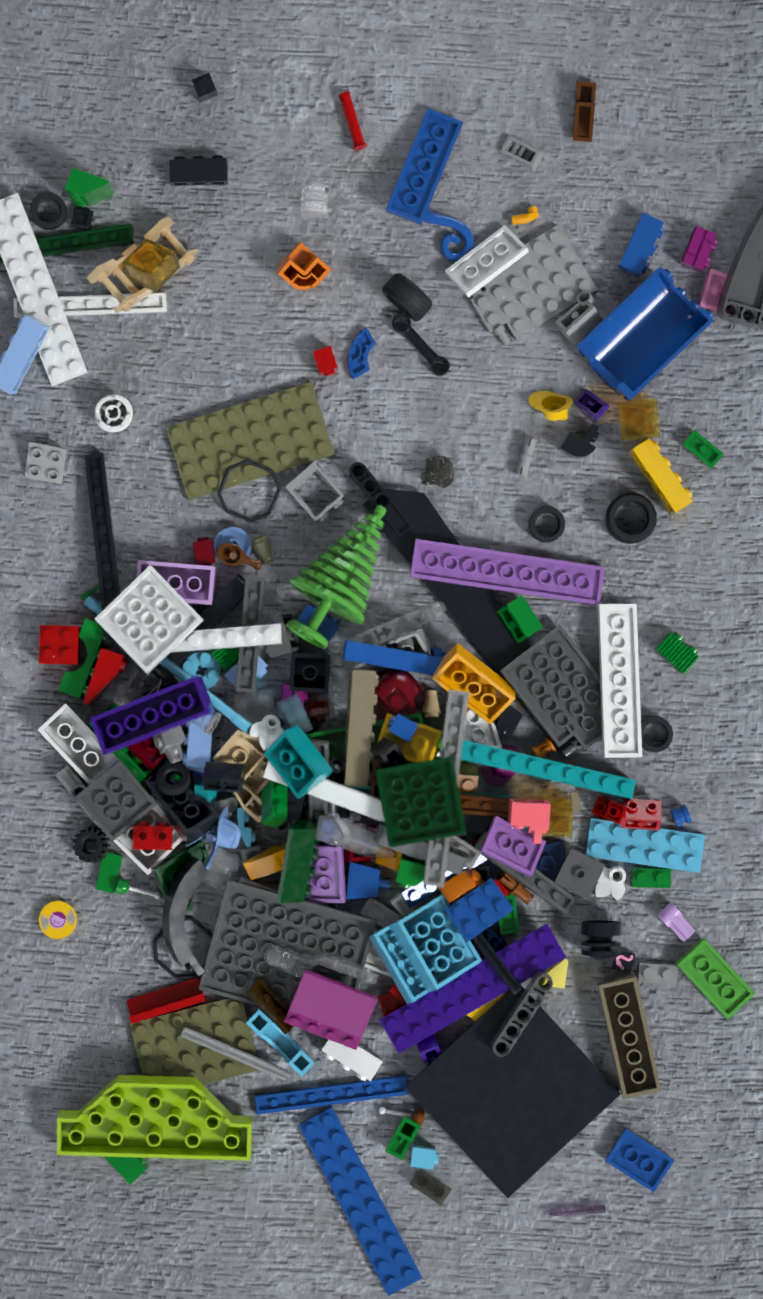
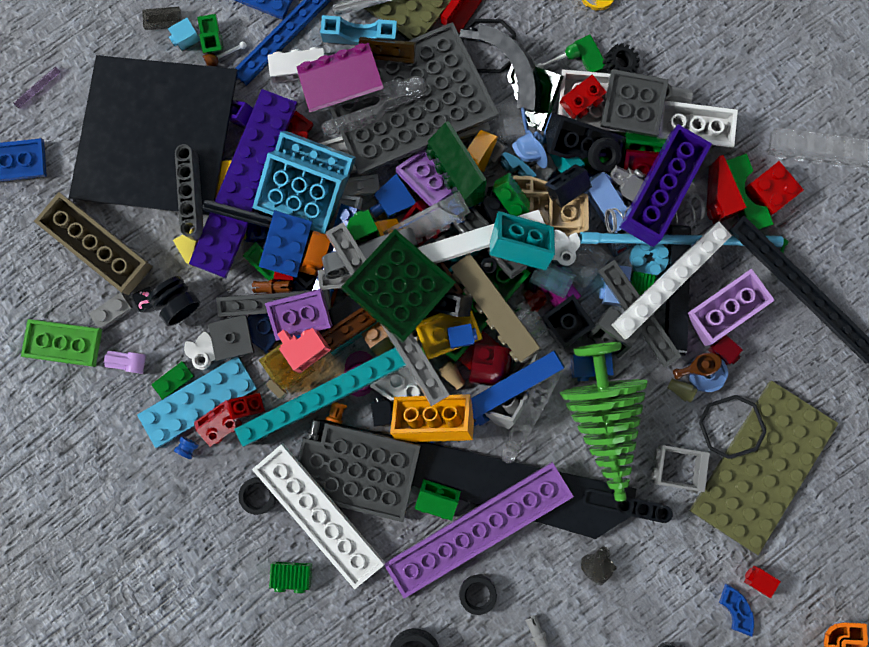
camera: 145 degrees right, 5 degrees down
(149, 619) = (729, 259): white plate -> none

